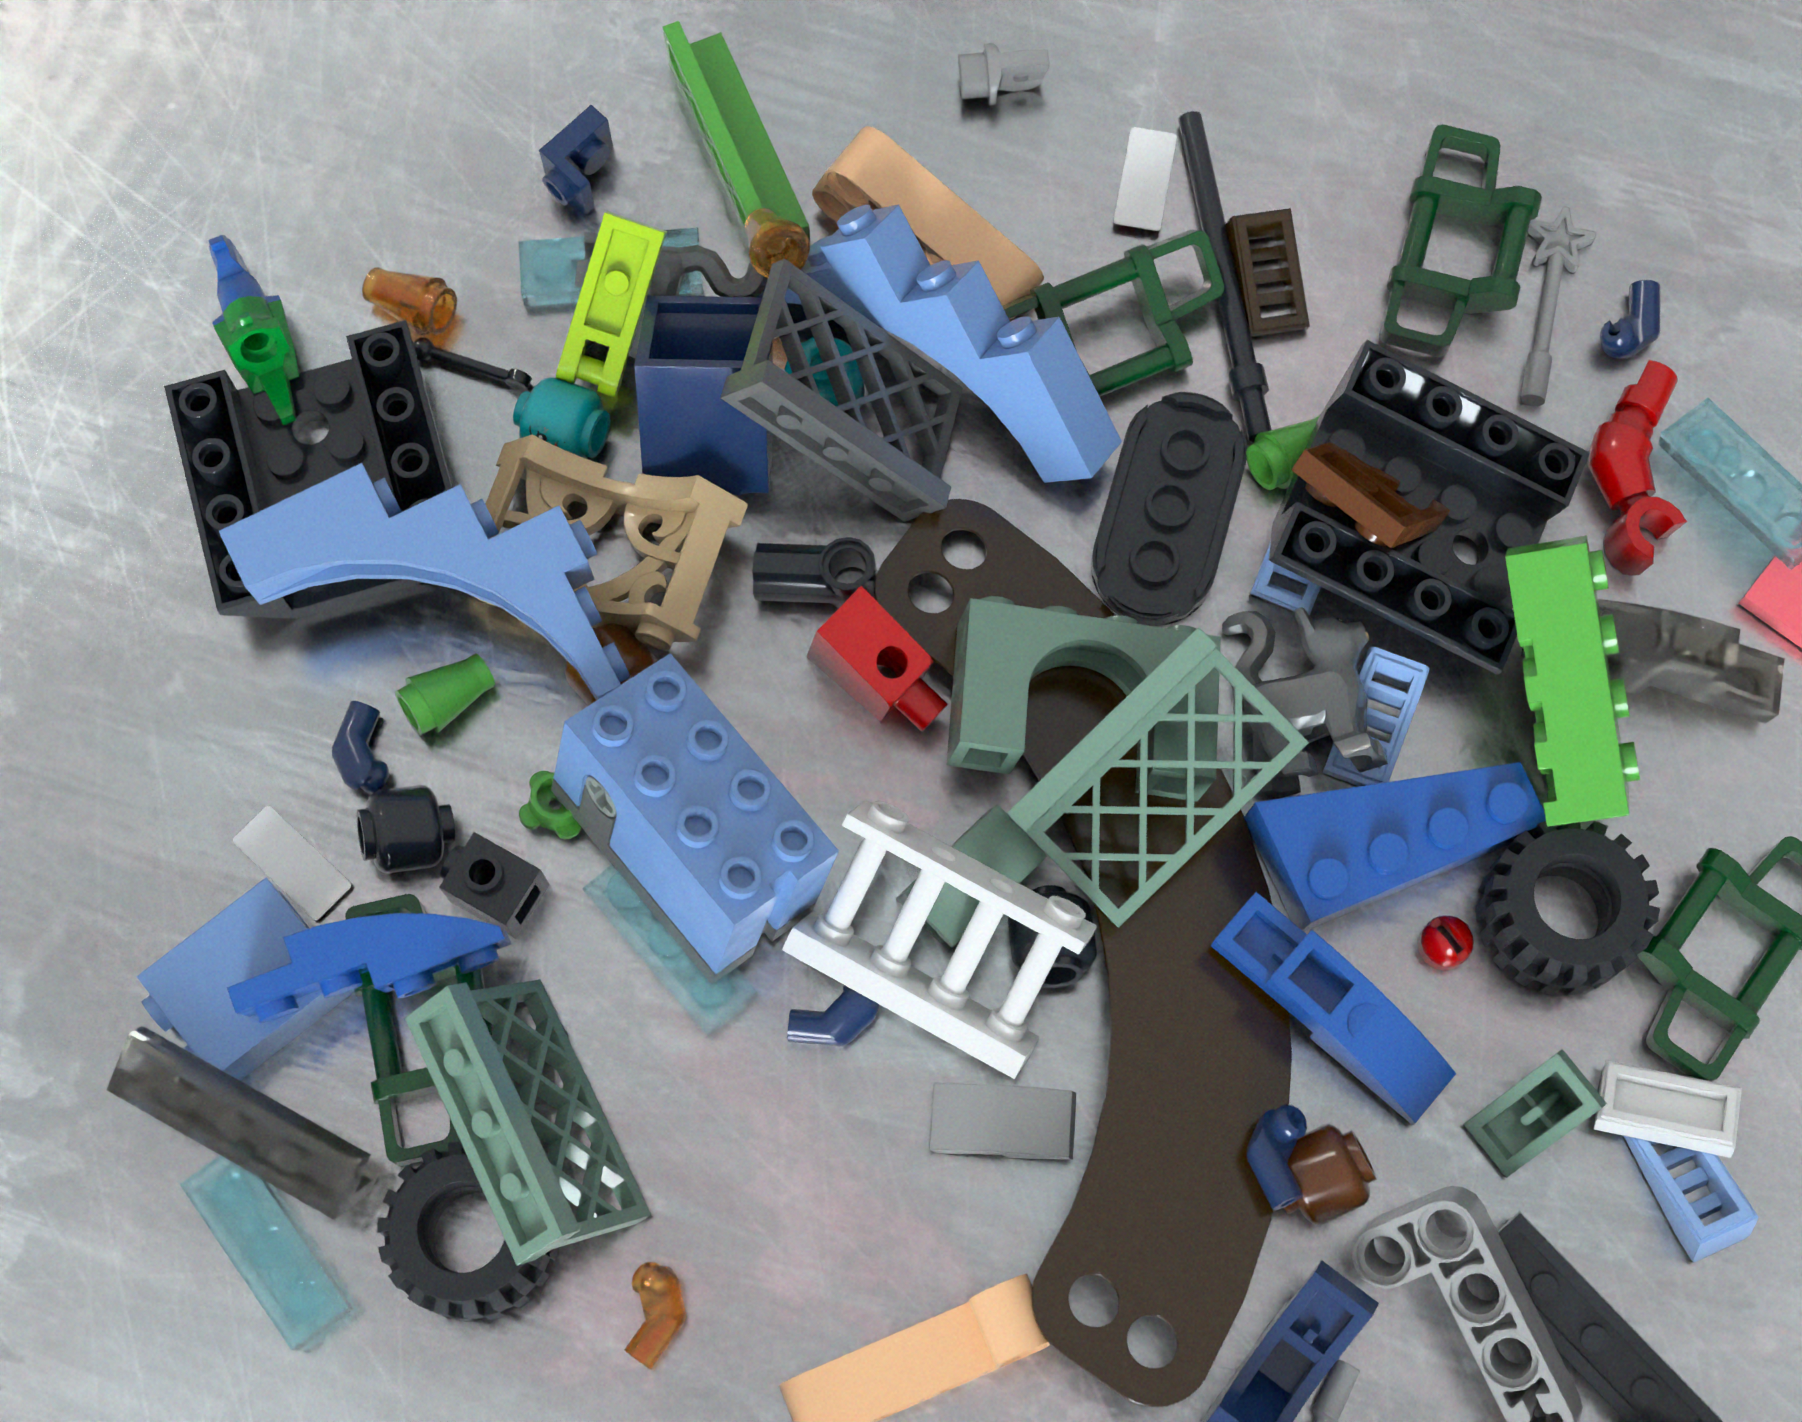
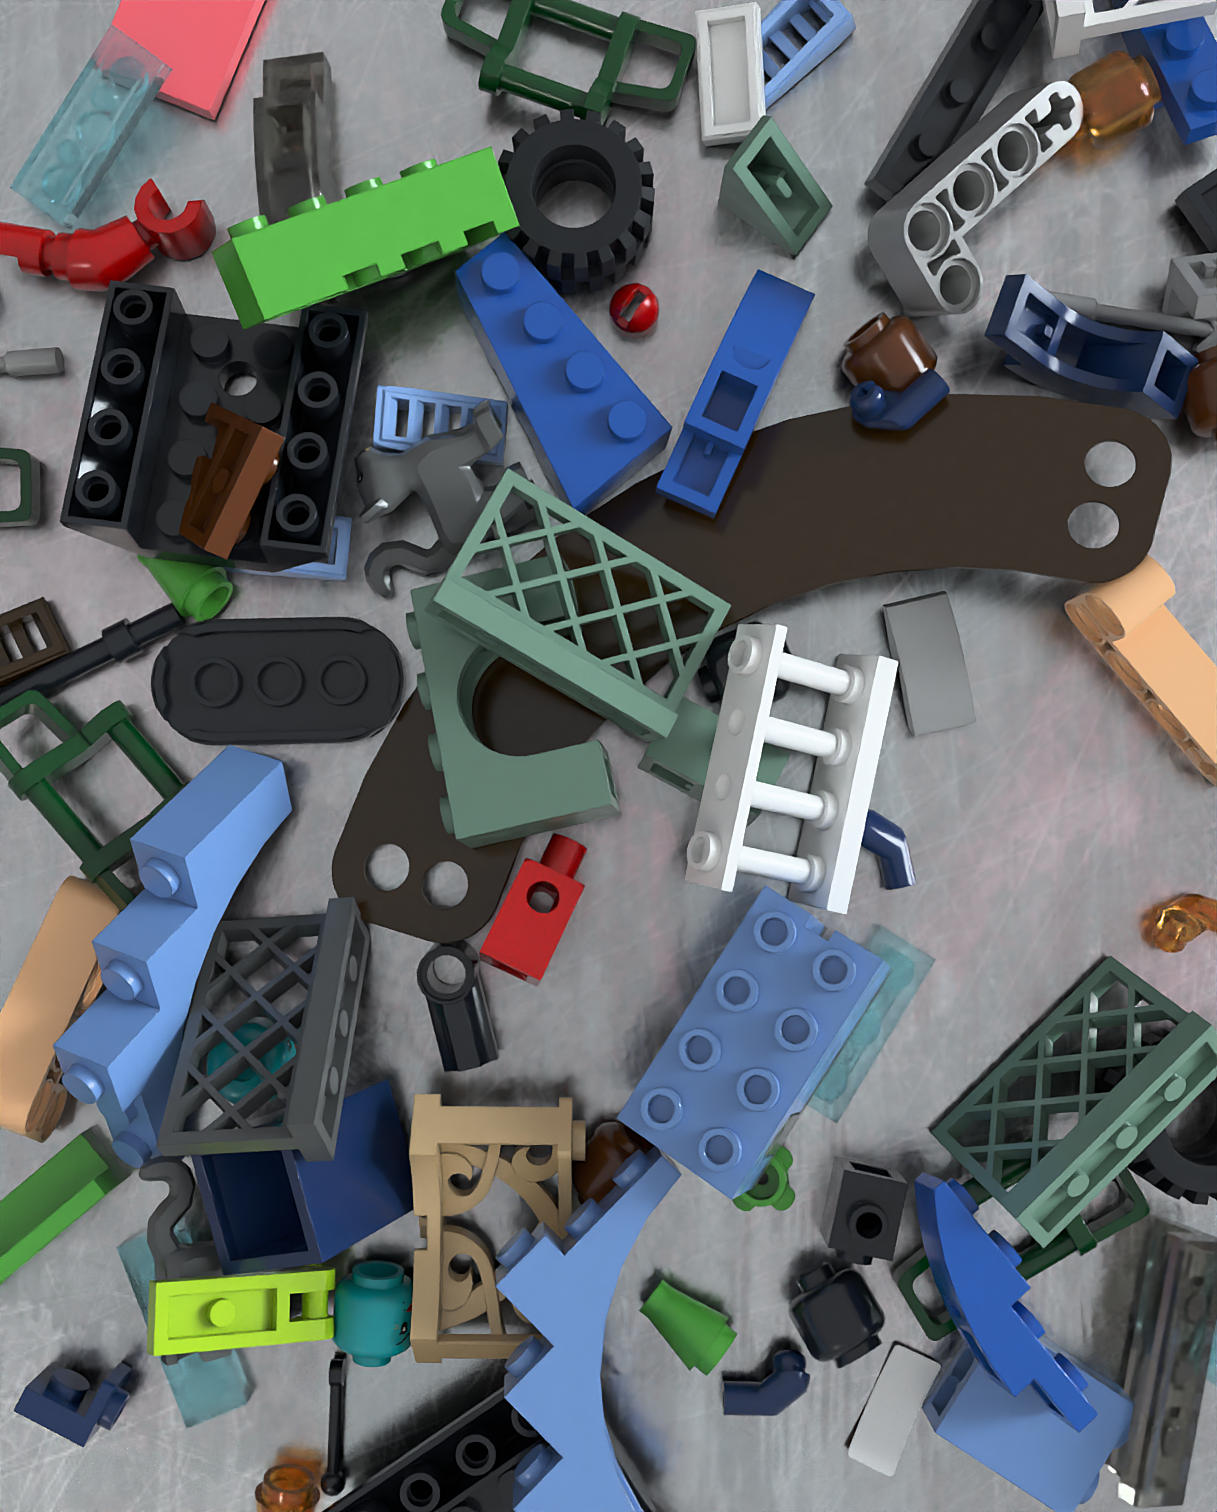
camera: 110 degrees left, 15 degrees up
(774, 239) = (125, 1161): clear orange cone -> none

